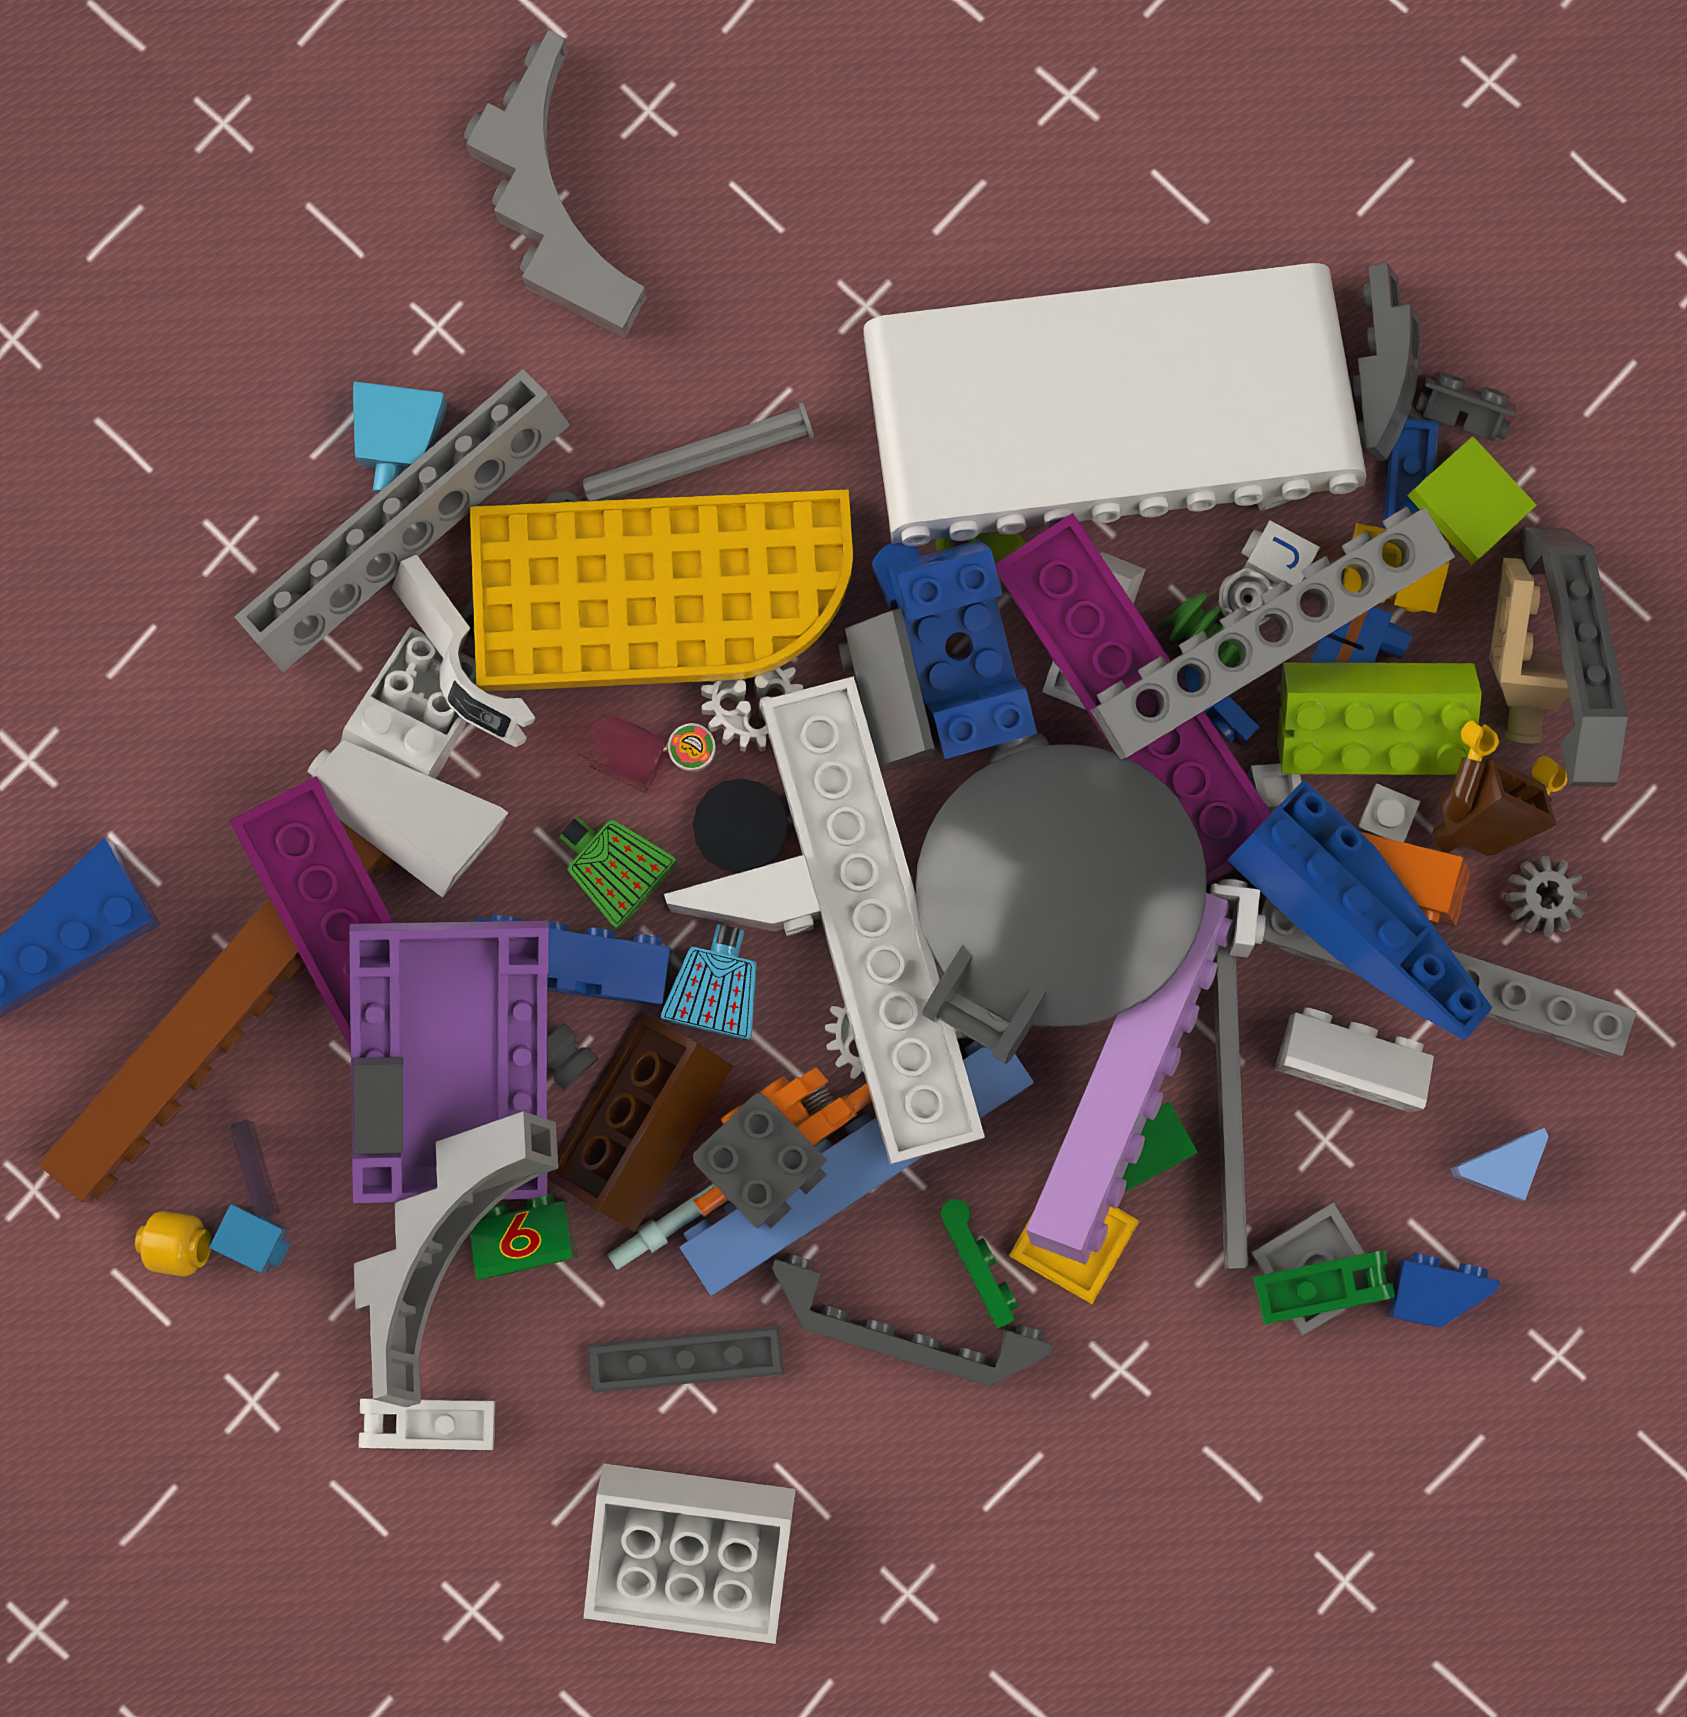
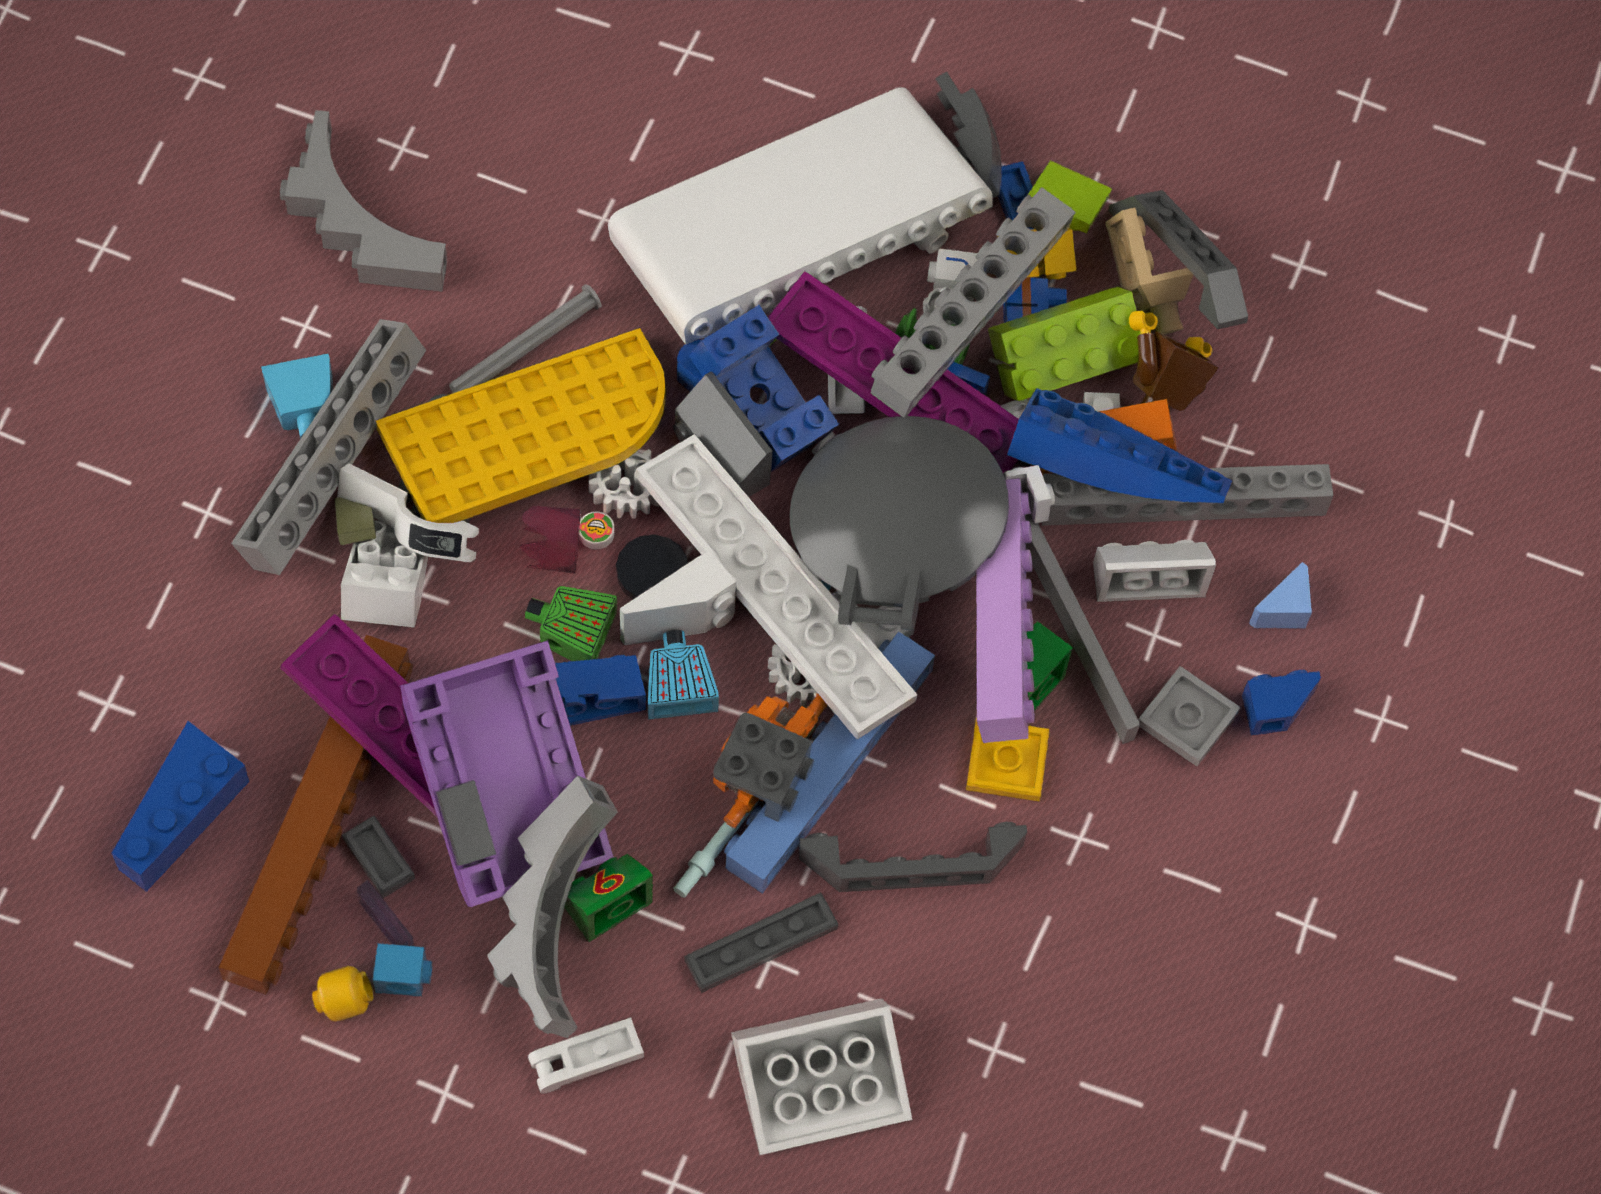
camera: 25 degrees left, 20 degrees down
(277, 1081) = (378, 856): none -> dark grey tile
(396, 635) = (354, 521): none -> olive tile
(406, 814) = (411, 627): white slope -> none
(567, 1058) = (594, 762): dark grey wheel -> none
(639, 1121) = (660, 785): reddish brown slope -> none
(977, 1260) = (946, 796): green plate -> none
(1321, 1287) = (1198, 719): green plate -> none
(1483, 409) = (1050, 144): dark grey hinge -> none
(1561, 893) = (1232, 423): light grey gear -> none

